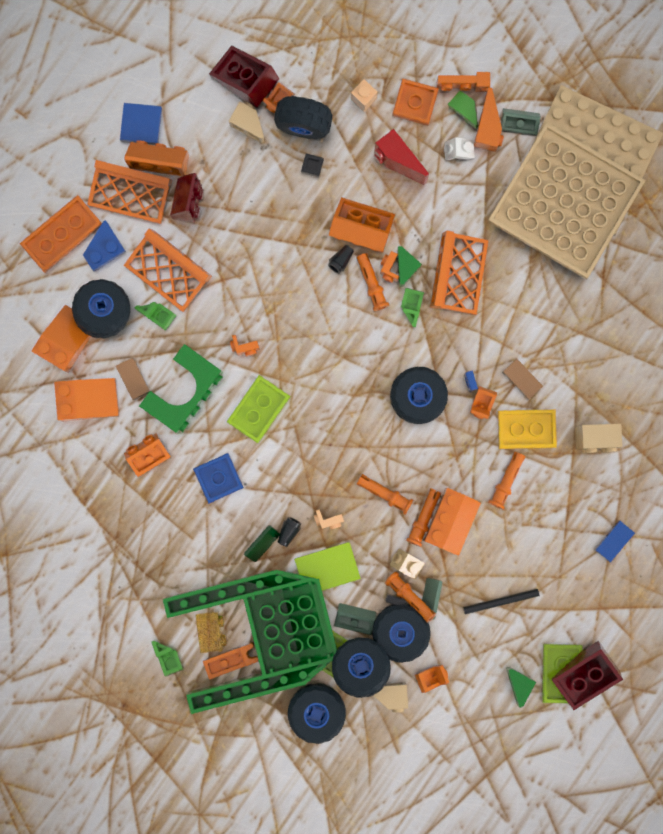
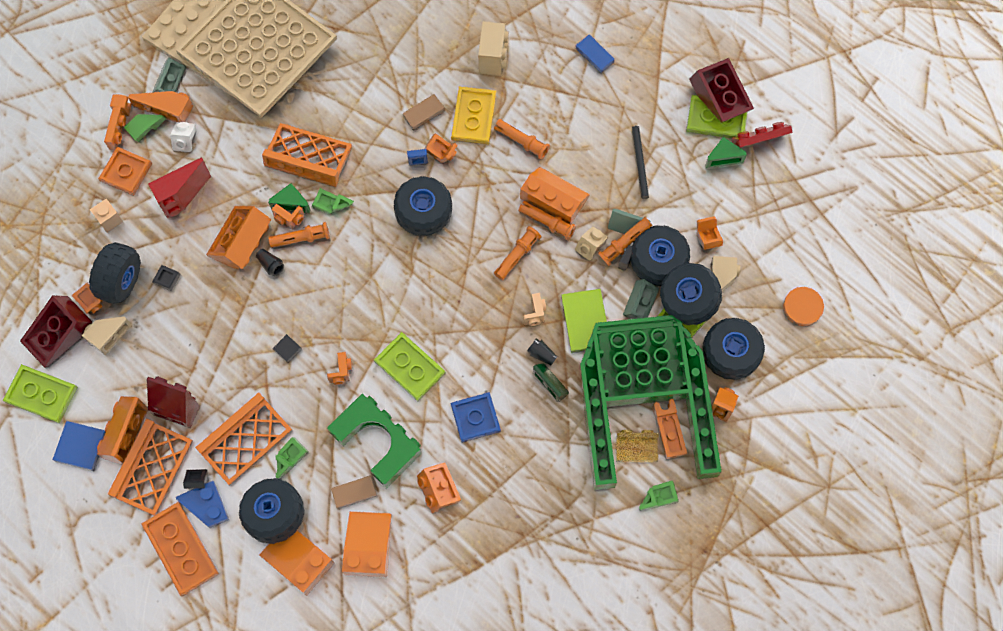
camera: 80 degrees left, 15 degrees down
(123, 234) = (195, 478): none -> black tile
(184, 76) = (40, 393): none -> lime tile
(259, 292) = (287, 348): none -> black tile
(261, 710) = (724, 403): none -> orange slope
(372, 777) = (803, 306): none -> orange tile
(546, 720) = (762, 134): none -> red plate

